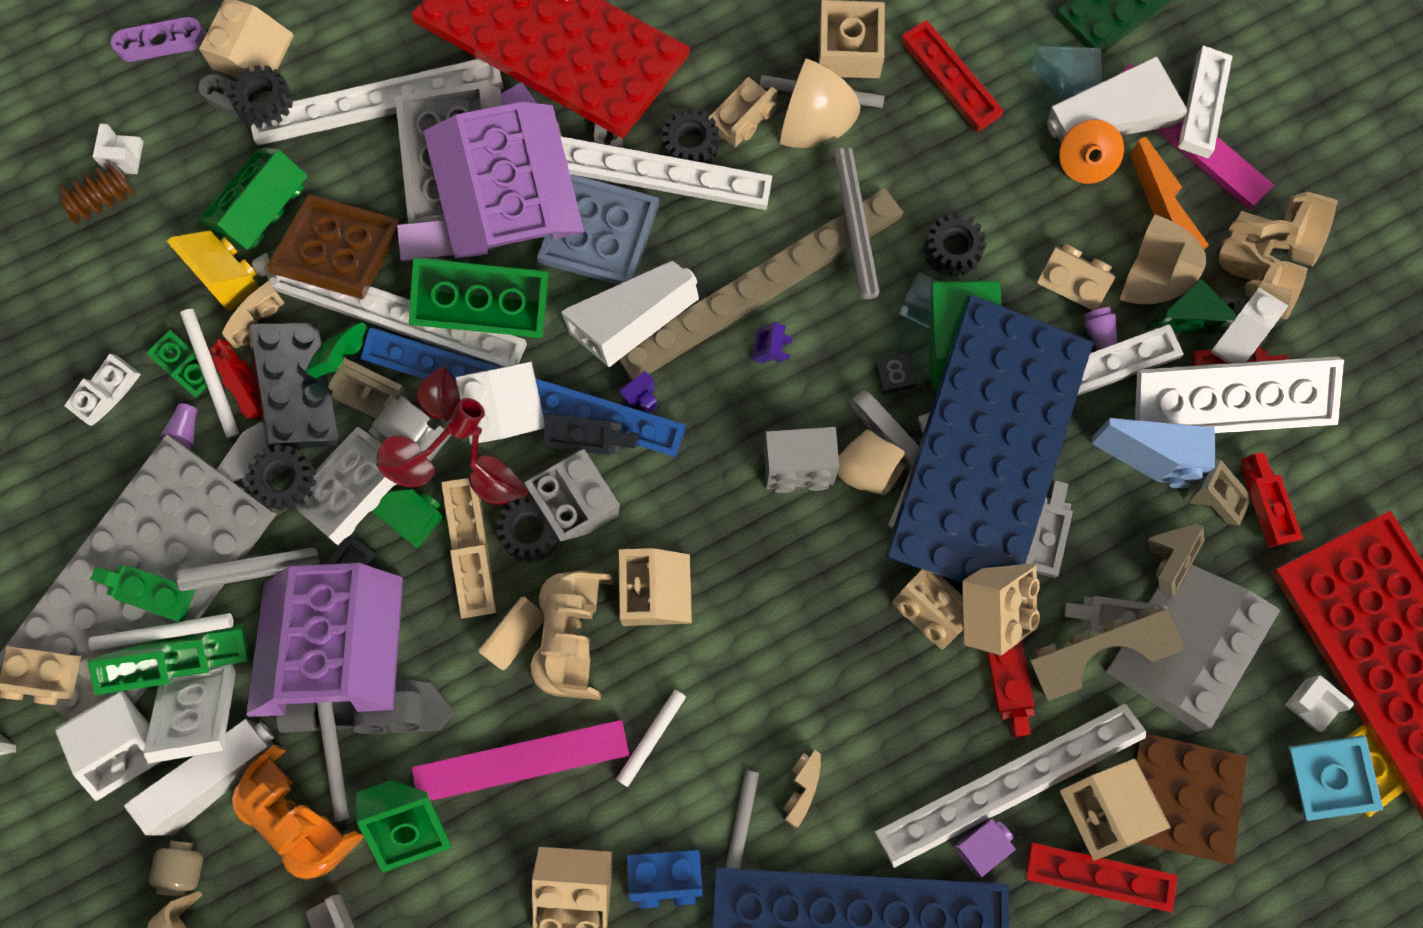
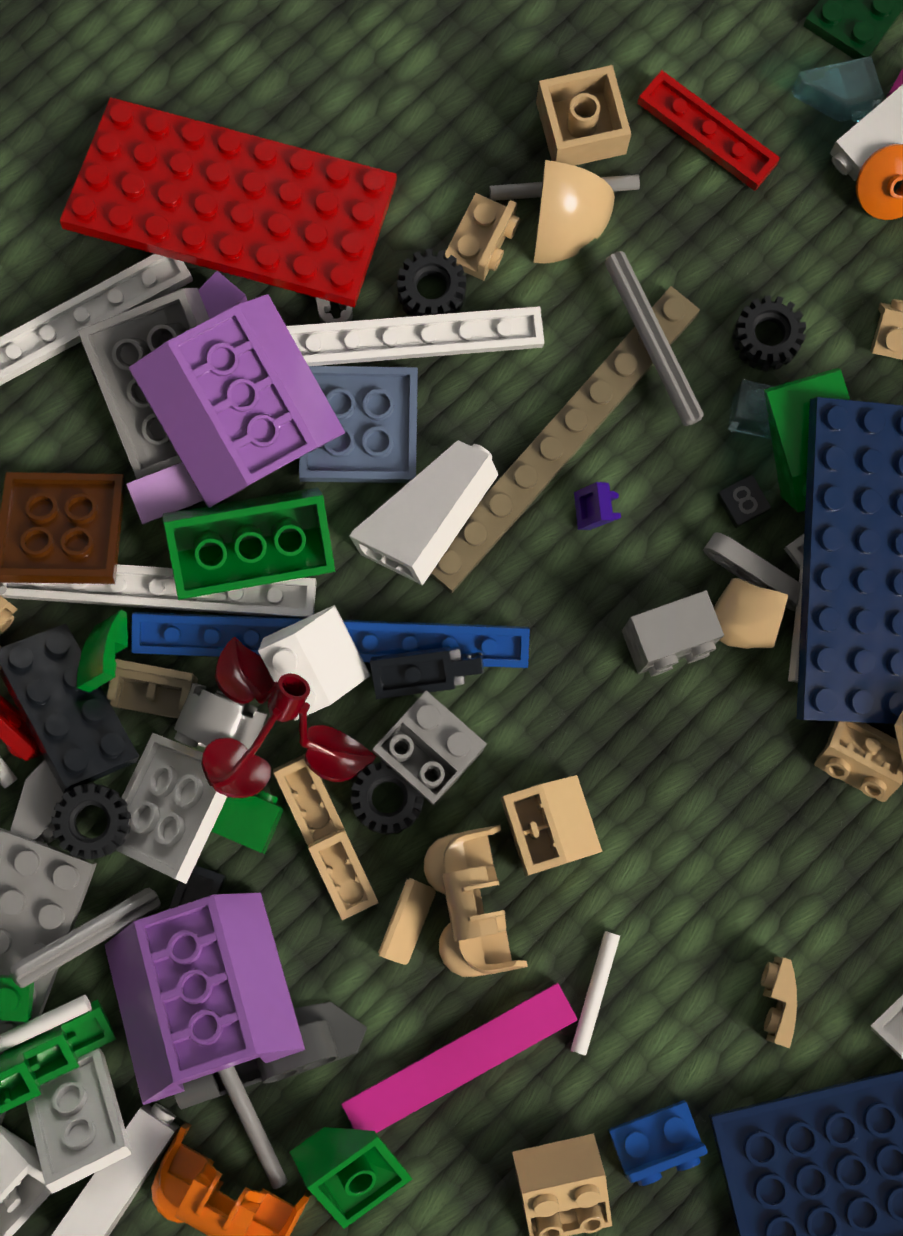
camera: 20 degrees left, 5 degrees up
(640, 392) = (466, 605): dark purple tile -> none
(742, 820) = (721, 1054): light grey bar -> none

